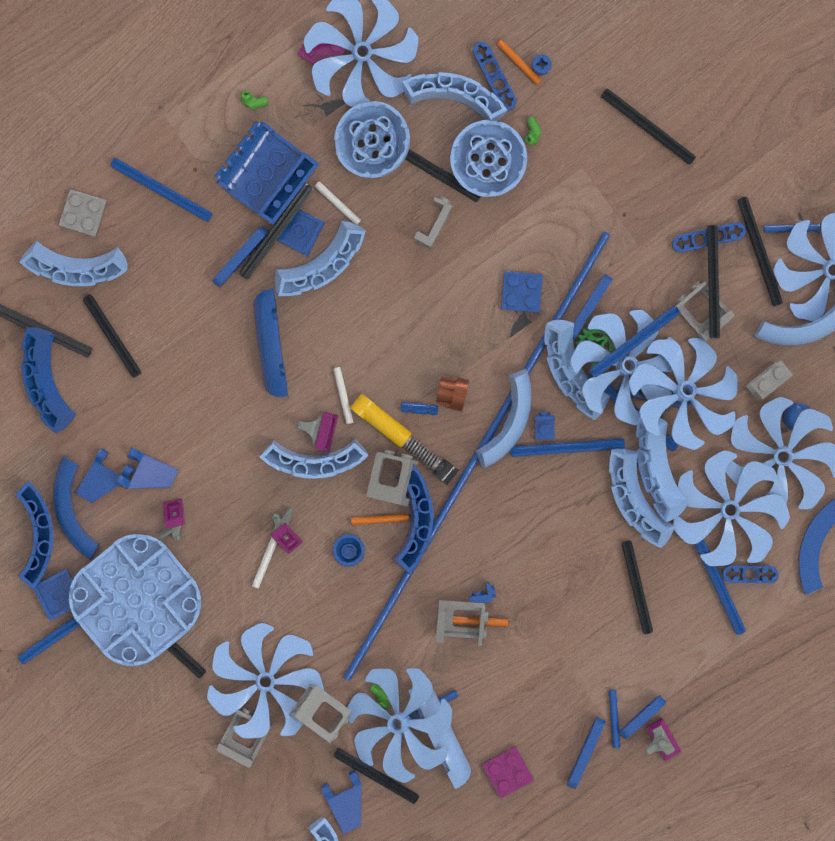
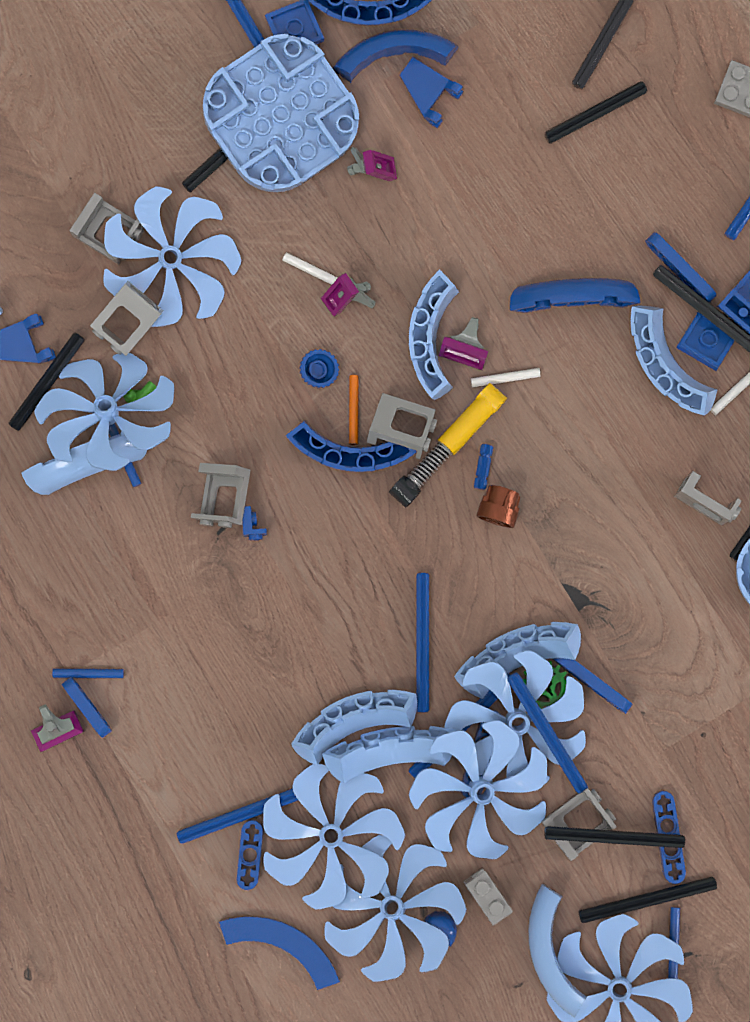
camera: 90 degrees right, 5 degrees down
(40, 382) = (549, 25): blue brick -> none
(74, 271) = (676, 71): light blue brick -> none
(148, 474) = (429, 141): flag -> none
(474, 460) = (422, 532): blue piece -> none
(476, 620) = (222, 511): orange bar -> none
(508, 772) = (35, 539): magenta plate -> none
(515, 422) = (458, 580): light blue brick -> none
(521, 292) = (616, 601): blue plate -> none
(544, 426) = (450, 616): blue bracket -> none
(586, 752) = (50, 634): blue beam -> none
(637, 587) = (246, 713): black axle -> none

